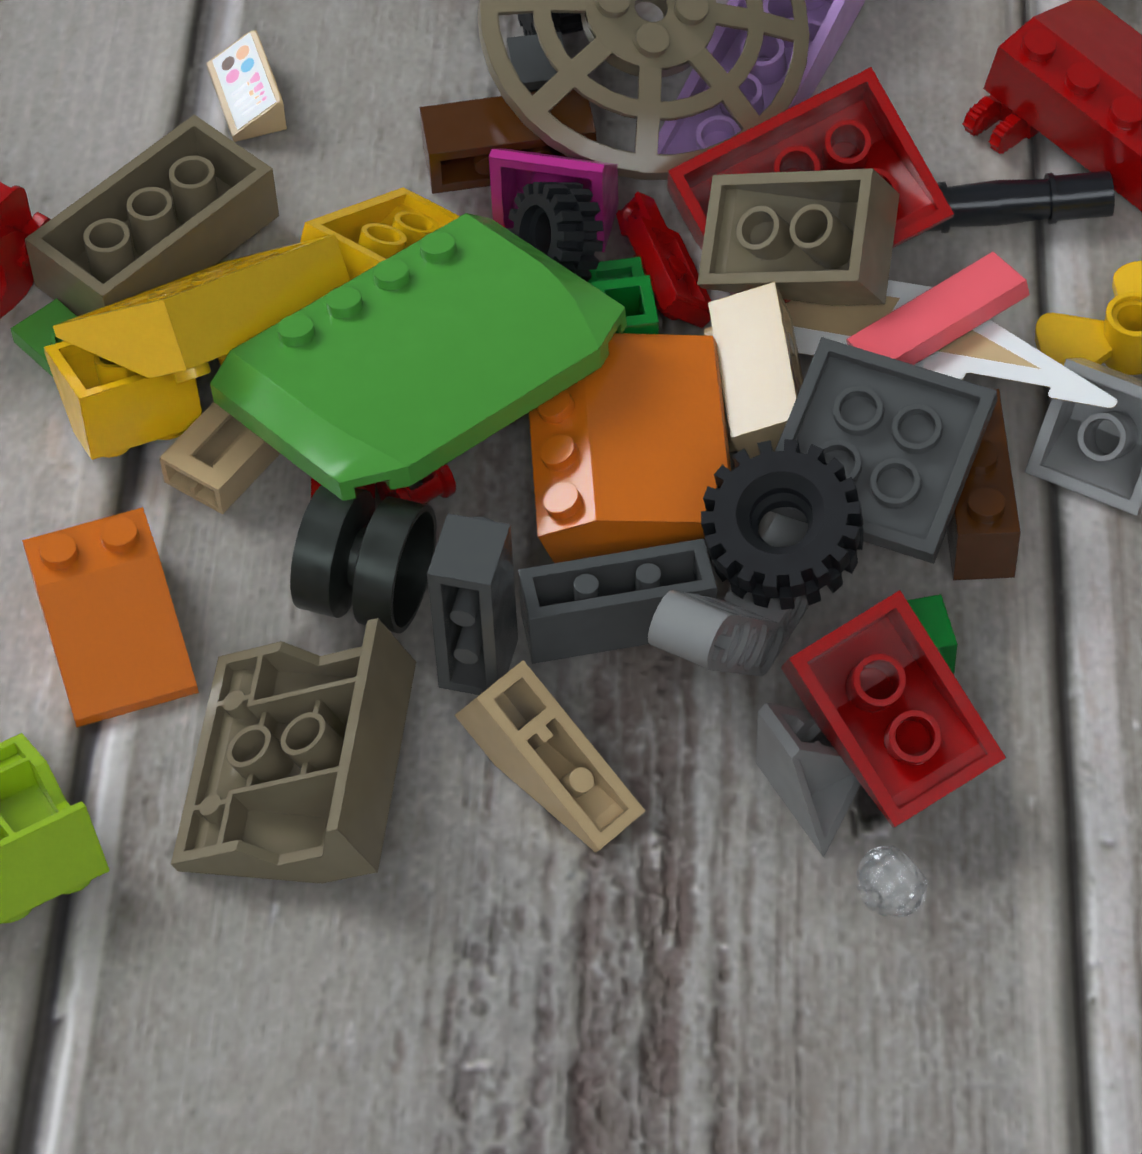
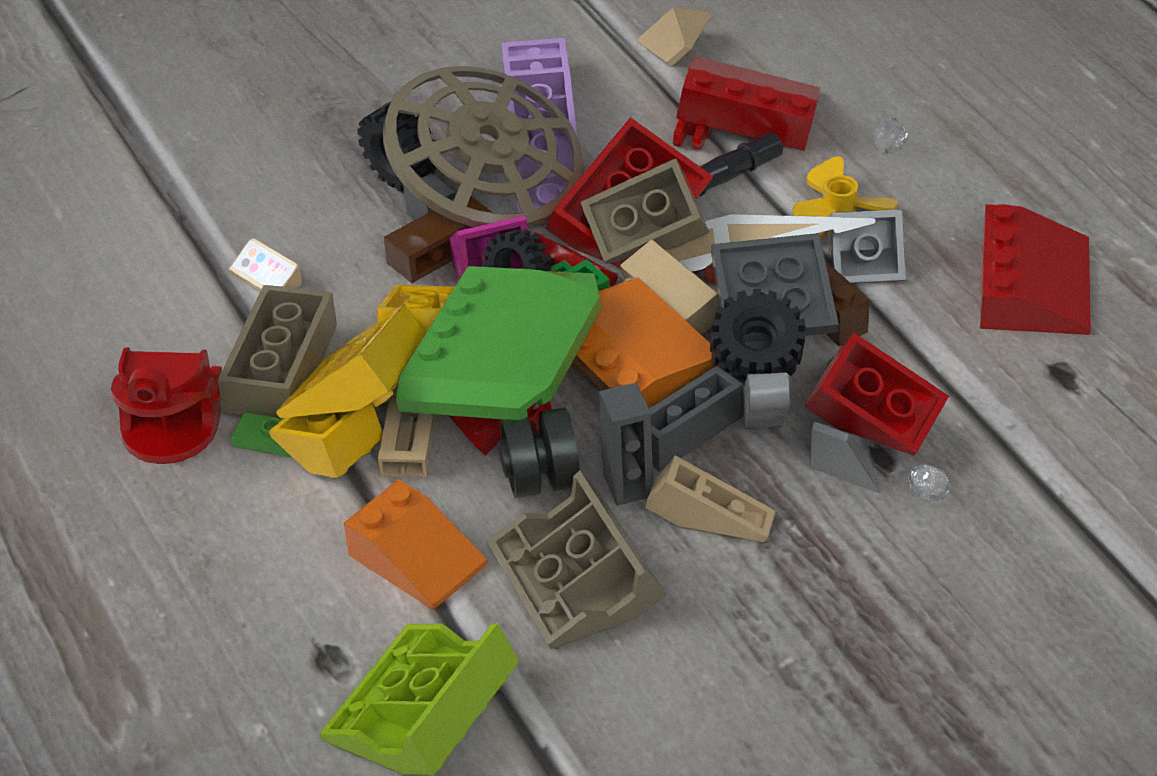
camera: 30 degrees left, 10 degrees down
(944, 311) = (751, 214): coral tile -> none

